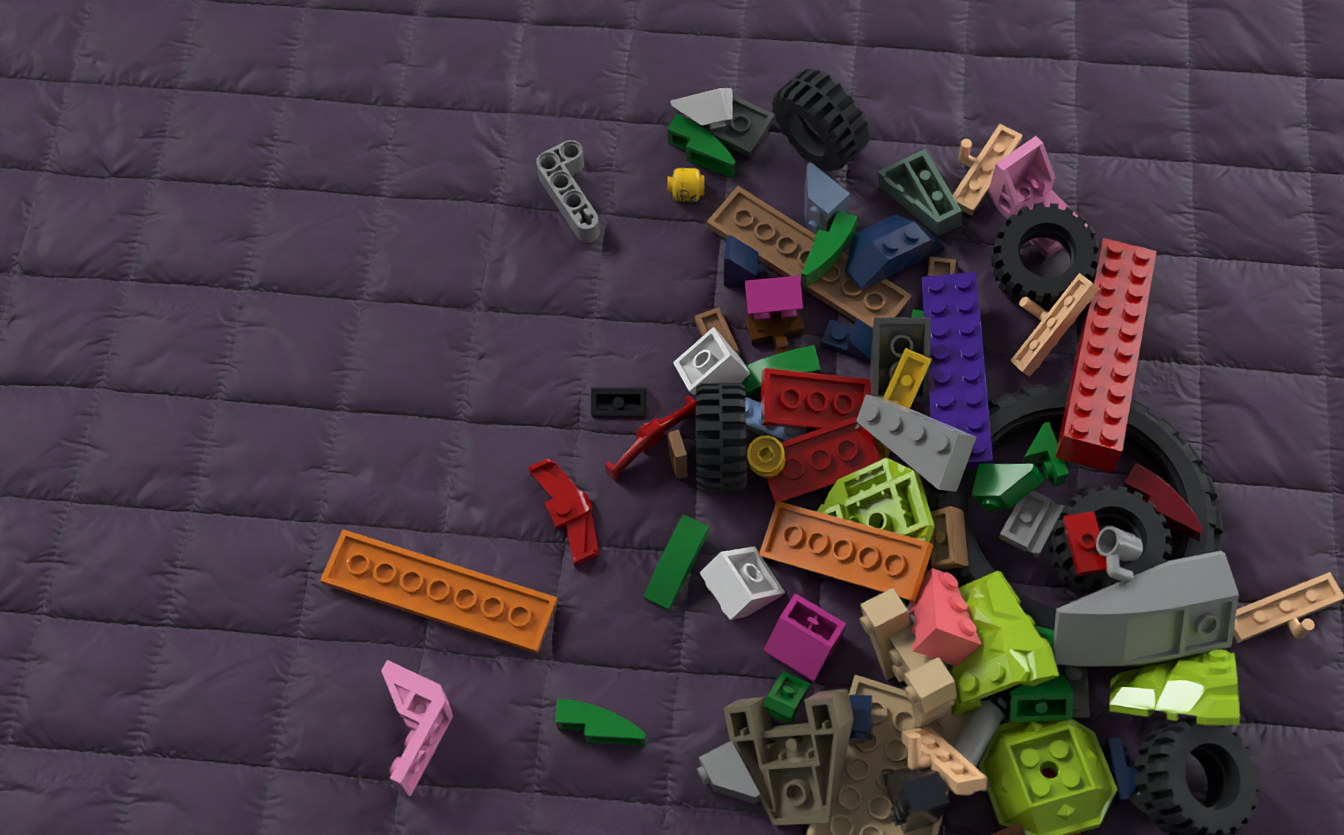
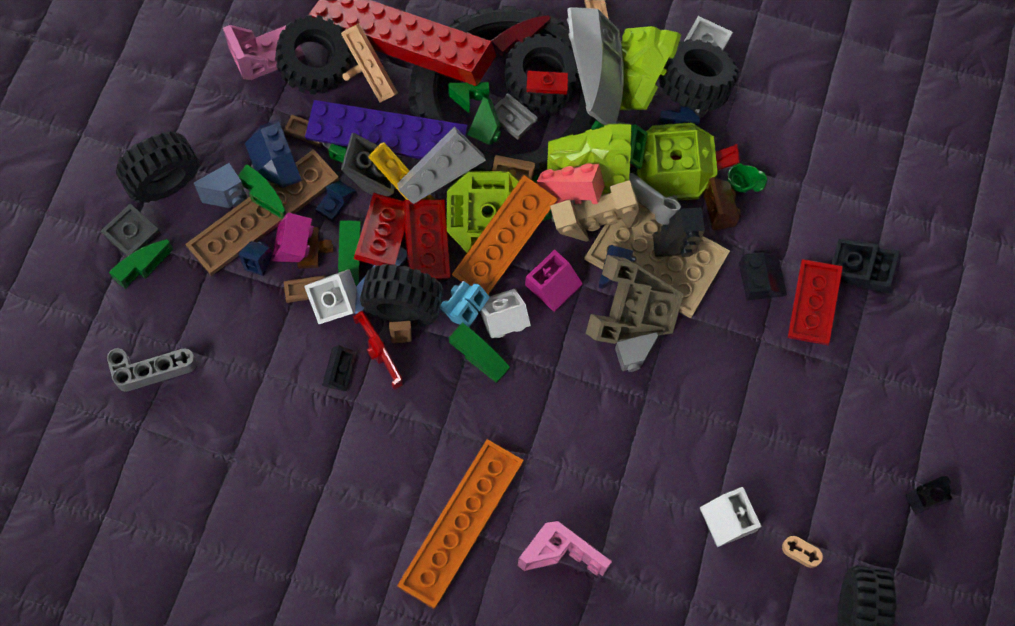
camera: 85 degrees left, 5 degrees up
(568, 508) = (418, 420): red plate -> none
(598, 723) = (584, 429): green slope -> none
(686, 185) = (171, 281): yellow head -> none
(707, 107) = (110, 248): white slope -> none
(738, 522) = (465, 303): none -> medium azure hips
(766, 456) = (425, 264): yellow wheel -> none
(786, 697) = (590, 302): green slope -> none
(922, 192) = (233, 118): sand green wedge -> none
(931, 751) = (662, 211): light nougat plate -> none
(978, 179) = (223, 75): light nougat plate -> none
(1118, 546) = (556, 63): light grey piece -> none
(1281, 792) = (709, 32): none -> white plate

